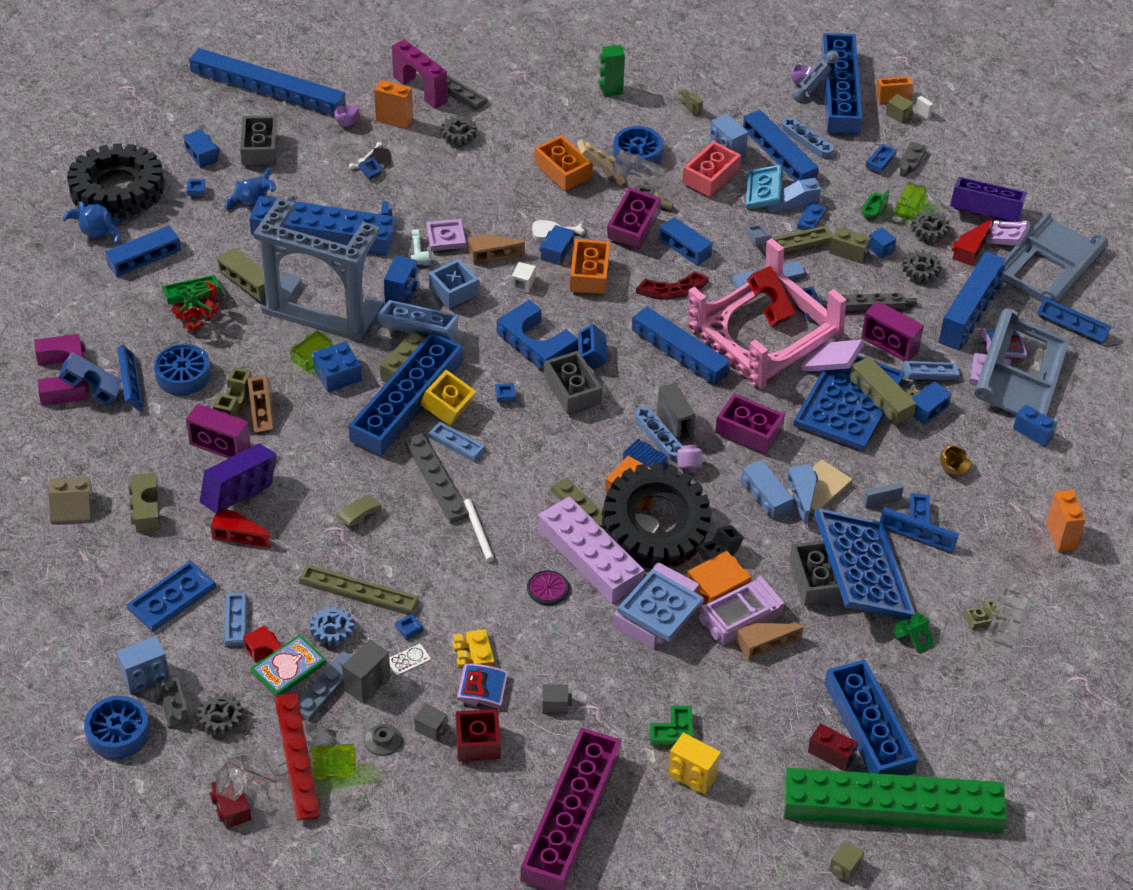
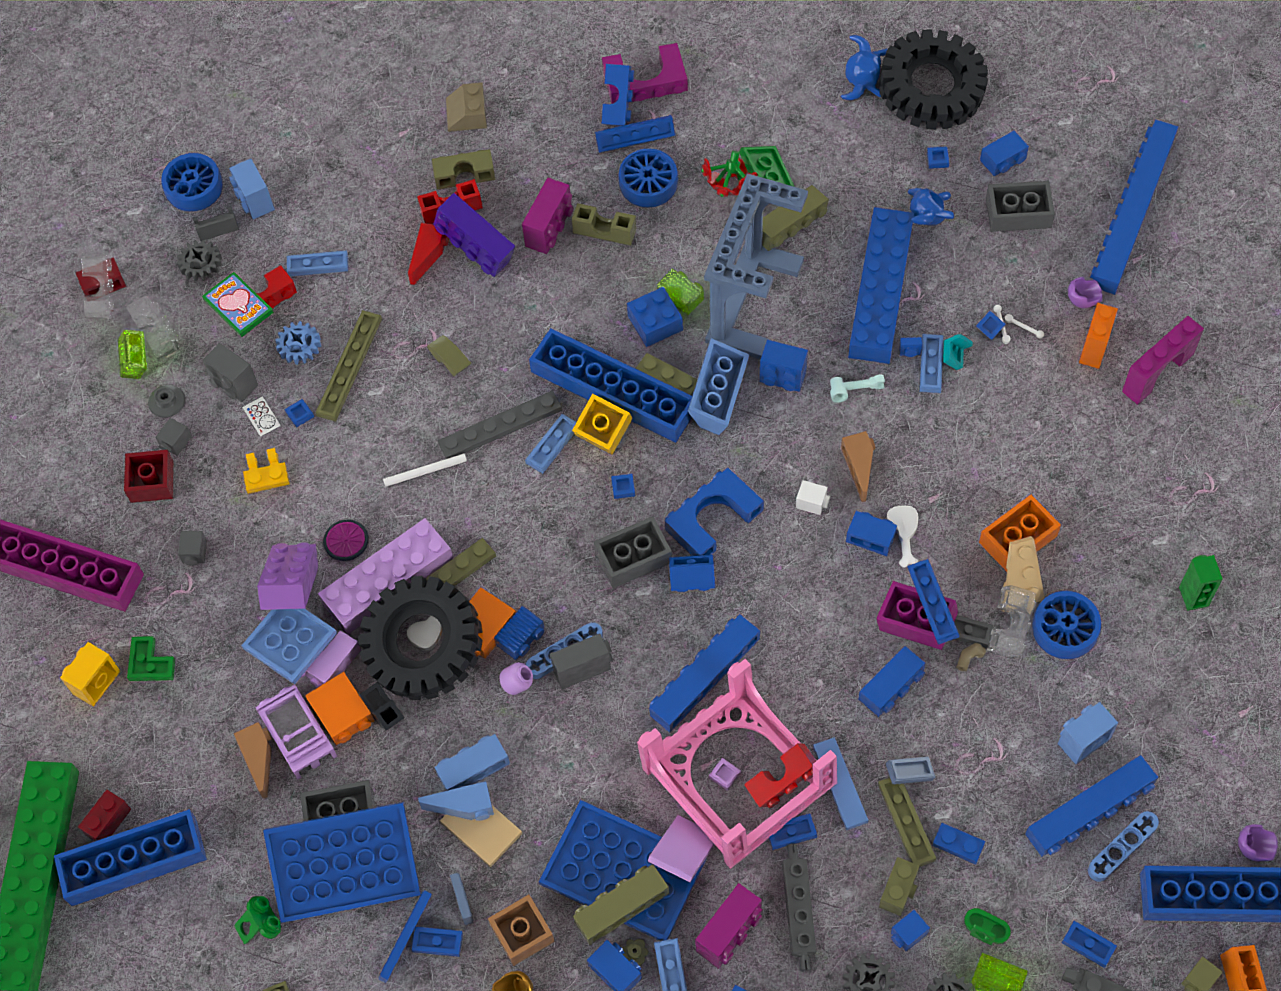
camera: 95 degrees right, 15 degrees up
(142, 251) = (827, 120): blue brick -> none
(171, 596) = (349, 207): blue tile -> none
(186, 507) = (431, 201): none -> red arch
(261, 403) = (600, 252): medium nougat slope -> none
(297, 757) = (135, 319): red plate -> none
(323, 688) = (212, 335): sand blue plate -> none
(382, 155) = (1019, 338): black piece -> none
(395, 191) = (954, 350): none -> teal bracket
(401, 206) = (931, 363): none -> medium blue tile
(445, 235) = (881, 412): lavender plate -> none
(454, 283) = (789, 422): medium blue brick -> none
(458, 130) = (1071, 422): dark grey gear -> none
(465, 94) = (1159, 413): dark grey tile -> none
(482, 685) = (217, 481): slope -> none
(590, 266) = (830, 567): orange brick -> none
(600, 603) = (288, 576): none -> medium lavender brick
(629, 198) = (933, 601): none -> blue tile
(662, 290) = (809, 671): dark red tile -> none
(692, 101) = (1168, 695): olive plate -> none
(711, 168) = (1029, 712): coral brick -> none
(750, 423) = (570, 746): magenta brick -> none
(764, 187) = (1006, 781): dark azure tile -> none
(765, 339) = (724, 774): none -> lavender tile
(798, 195) = (993, 821): medium blue slope -> none
(820, 71) = (1237, 853): sand blue plate -> none
(907, 453) = (521, 930): none -> medium nougat brick

